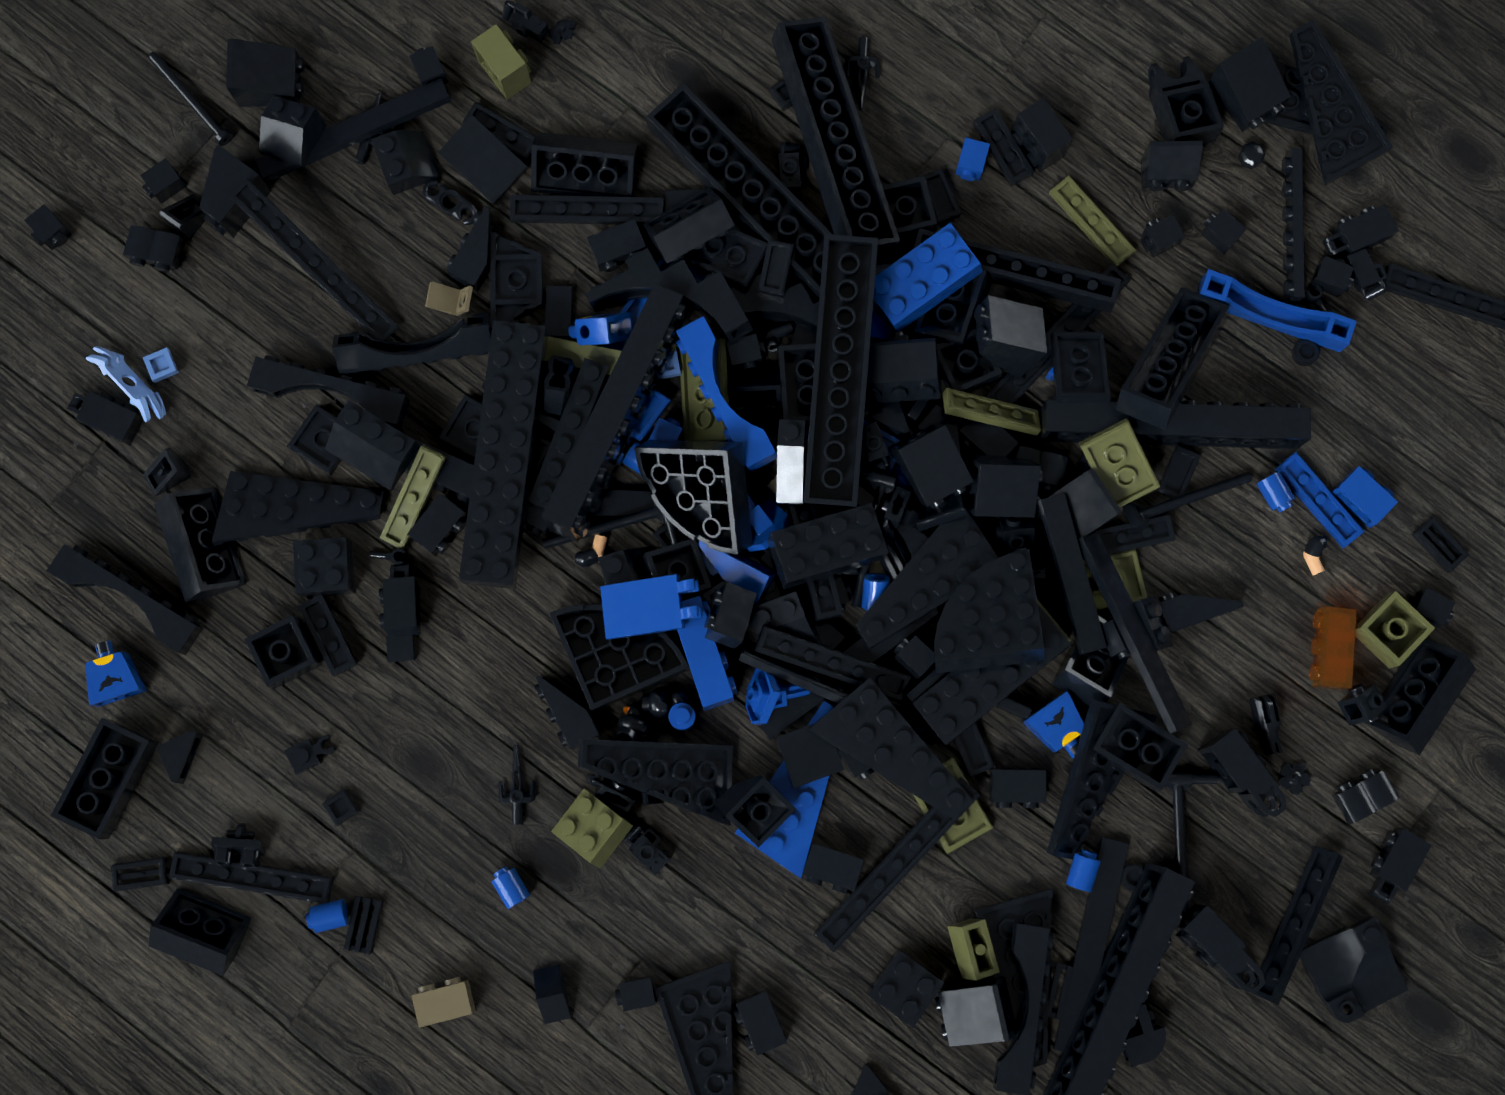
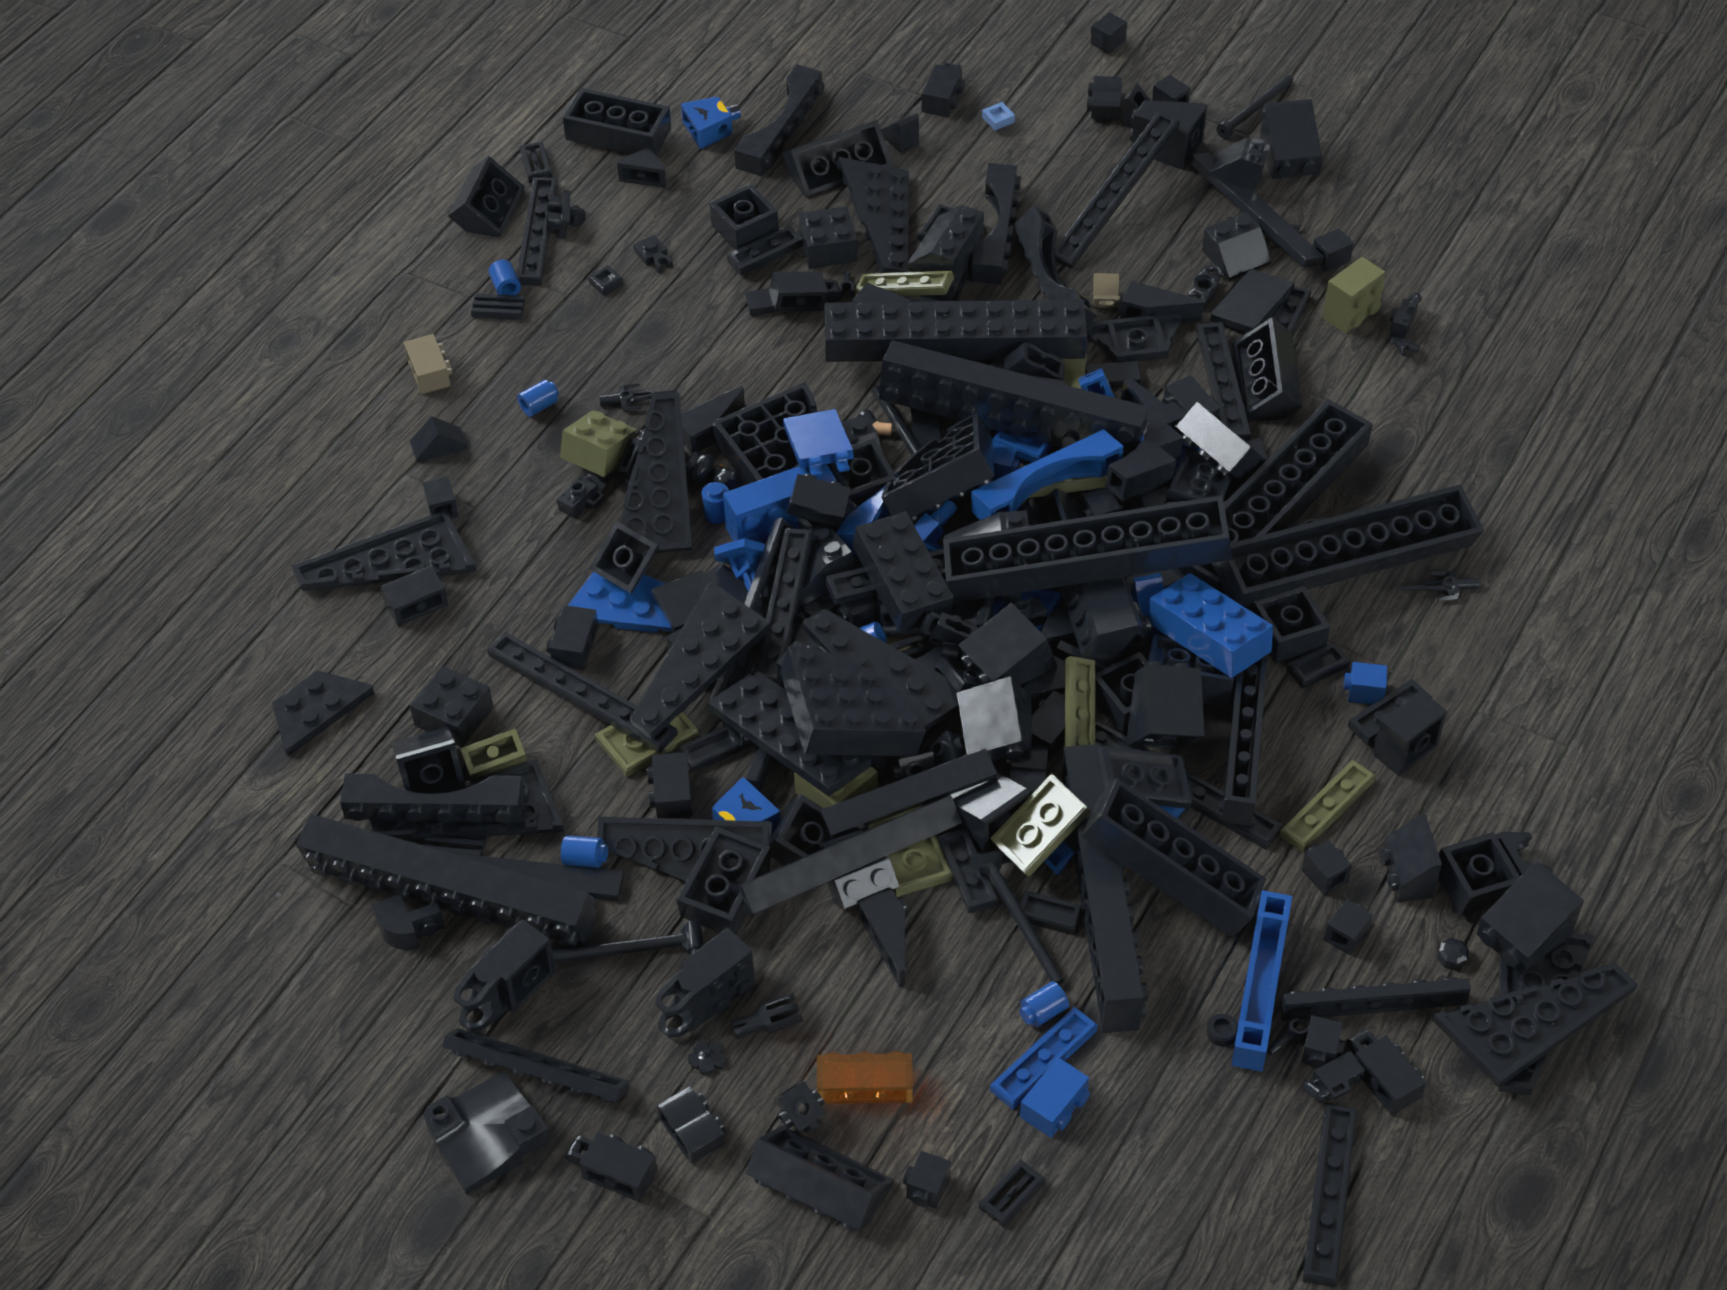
camera: 85 degrees right, 30 degrees down
(139, 394) = (967, 99): light blue piece -> none
(1312, 553) = (975, 1052): arm -> none
(1392, 629) = (894, 1131): olive brick -> none

